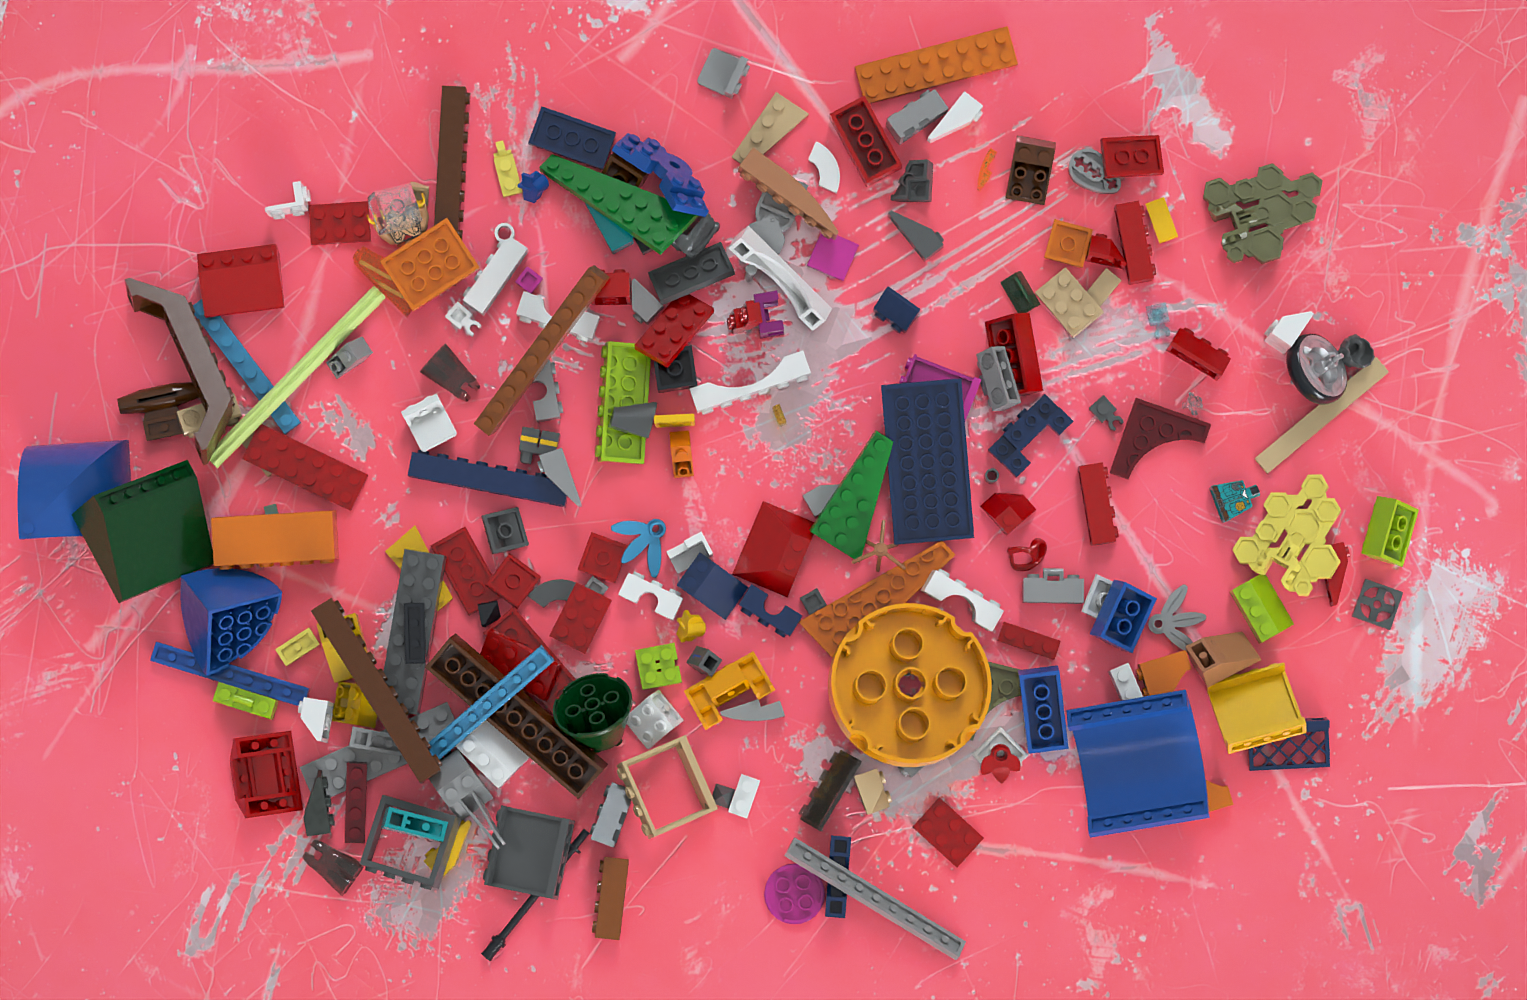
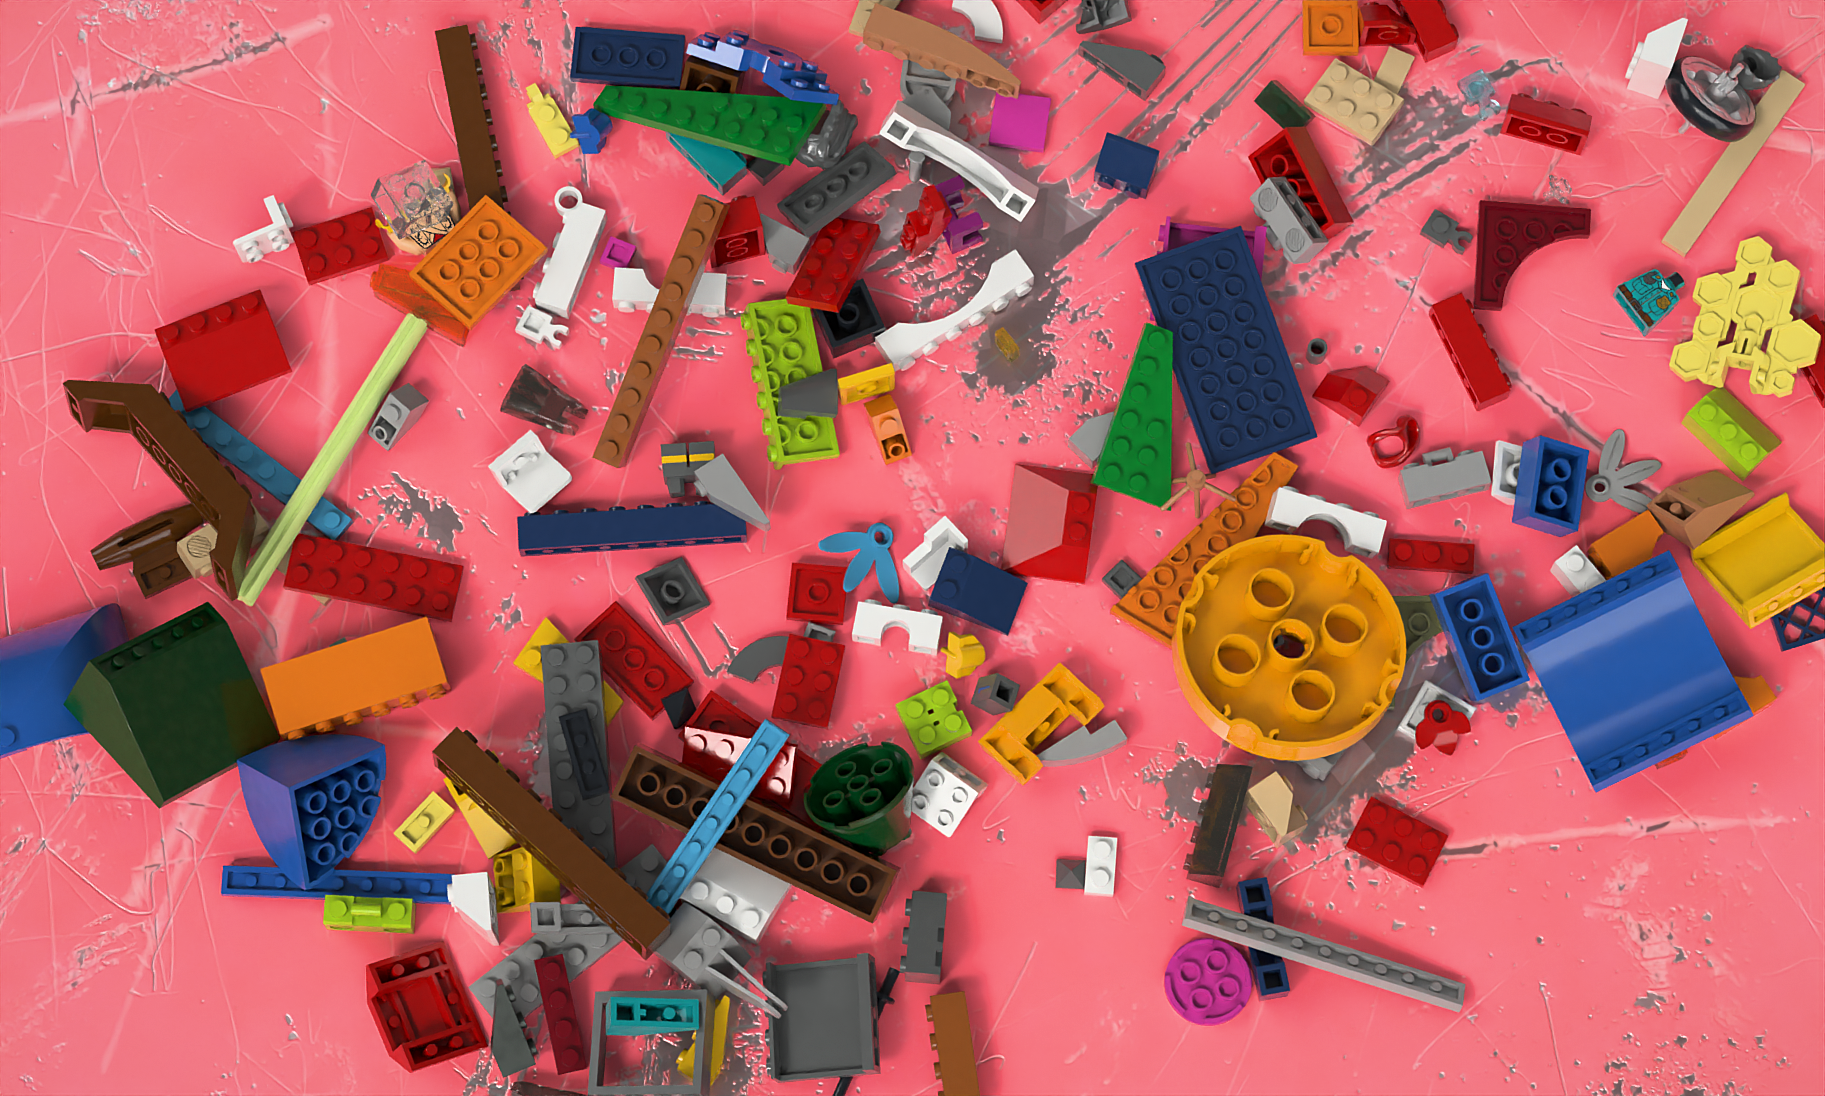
camera: 15 degrees left, 10 degrees down
(513, 581) = (701, 656): red plate -> none
(548, 407) = (688, 413): light grey arch -> none
(694, 774) = (1019, 847): tan window -> none
(784, 622) = (1088, 616): dark blue arch -> none
(1024, 430) = (1347, 272): dark blue bracket -> none

